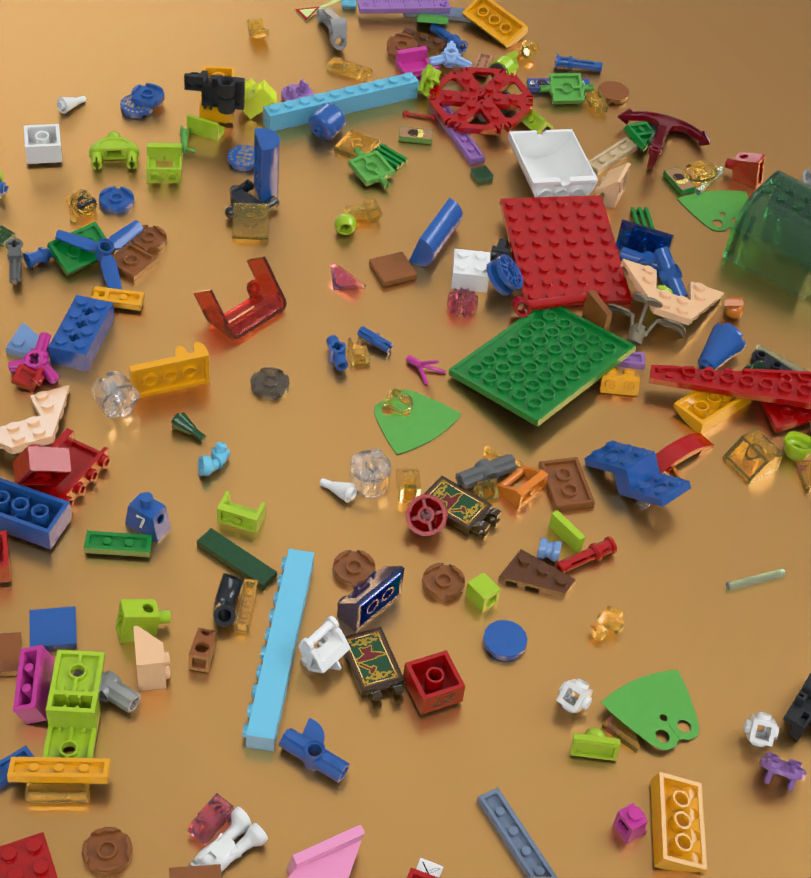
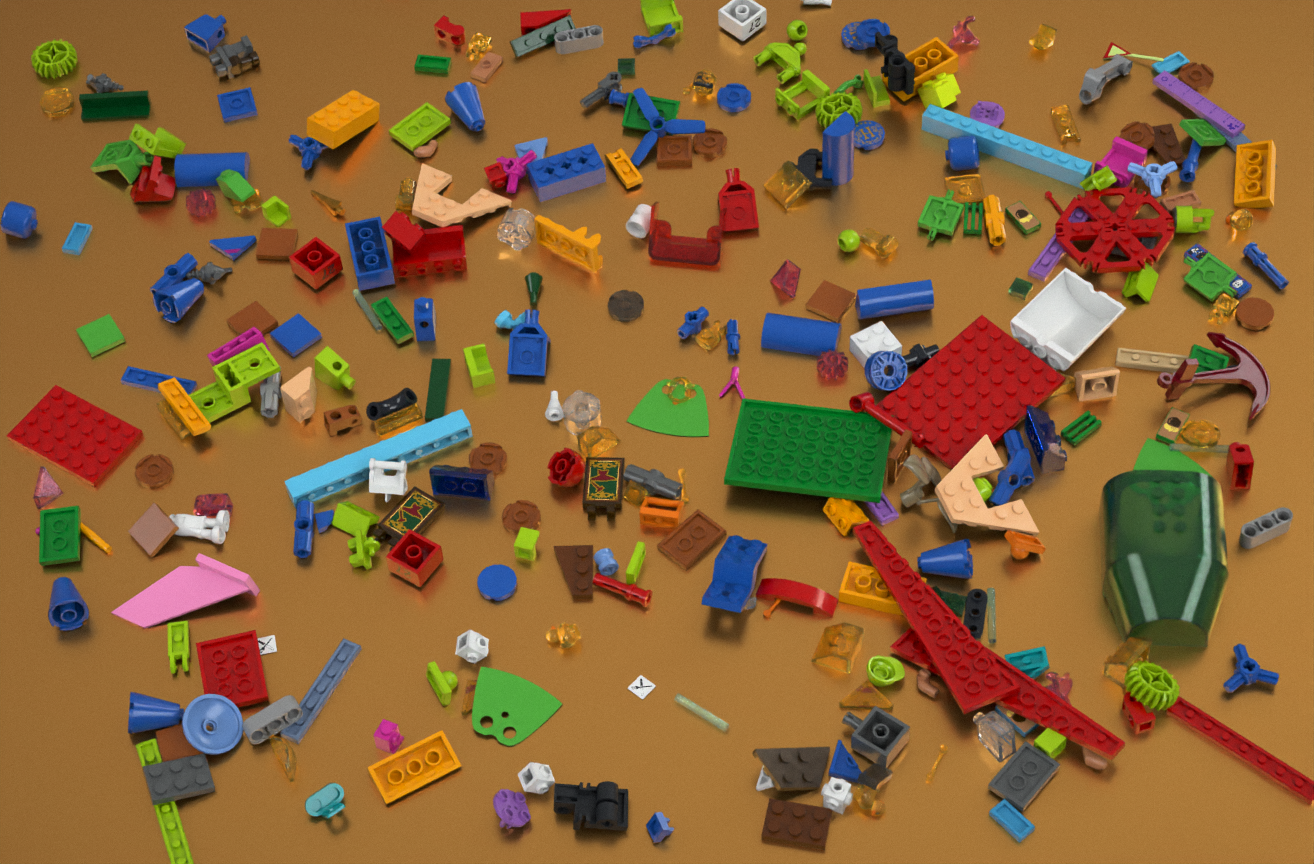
camera: 65 degrees right, 5 degrees up
(81, 556) = (366, 308): none -> clear light blue bar
(94, 127) = (797, 30): none -> lime piece
(192, 319) = (639, 222): none -> white wheel
(206, 56) = (963, 34): none -> clear pink piece
(207, 154) = (835, 105): none -> lime gear
(236, 252) = (740, 203): none -> red plate
(260, 464) = (528, 347): none -> blue plate
(337, 707) = (353, 518): none -> lime panel
(391, 725) = (365, 549): none -> lime hips
(406, 147) = (994, 220): none -> light orange piece
(413, 302) = (799, 334): none -> blue brick
(698, 604) = (641, 687): none -> white sticker

